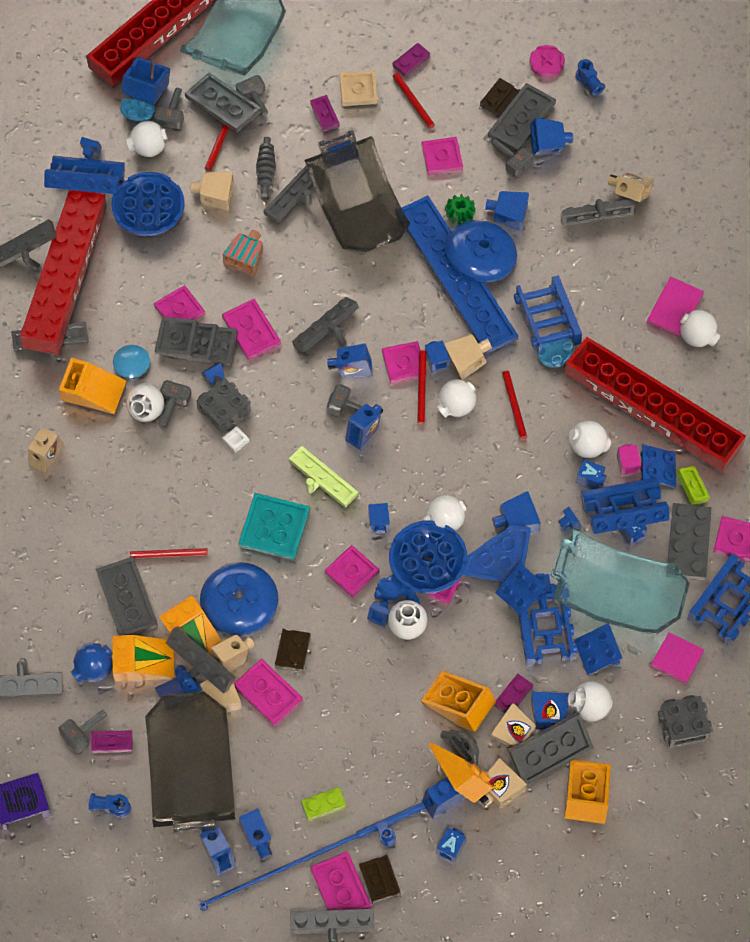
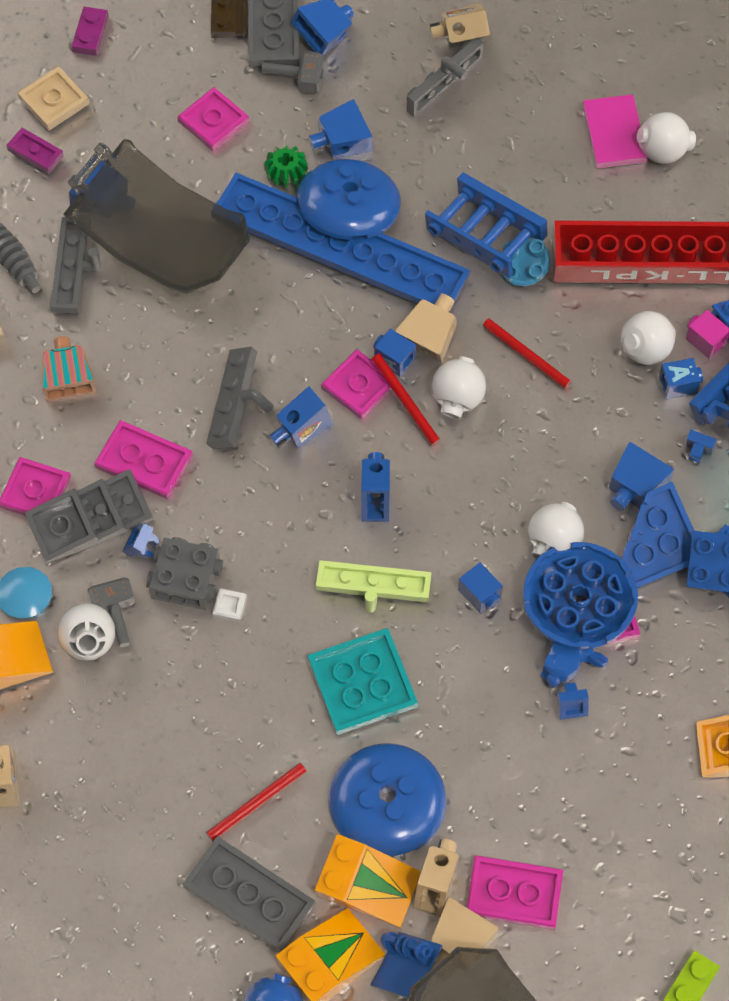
camera: 35 degrees left, 0 degrees up
(200, 660) = (413, 910): dark grey plate -> none
(292, 650) = (503, 819): dark brown plate -> none
(339, 400) = (321, 478): dark grey piece -> none
(352, 571) = (496, 673): dark pink tile -> none
(407, 619) = (616, 687): white brick -> none
(413, 100) = (129, 75): red bar -> none

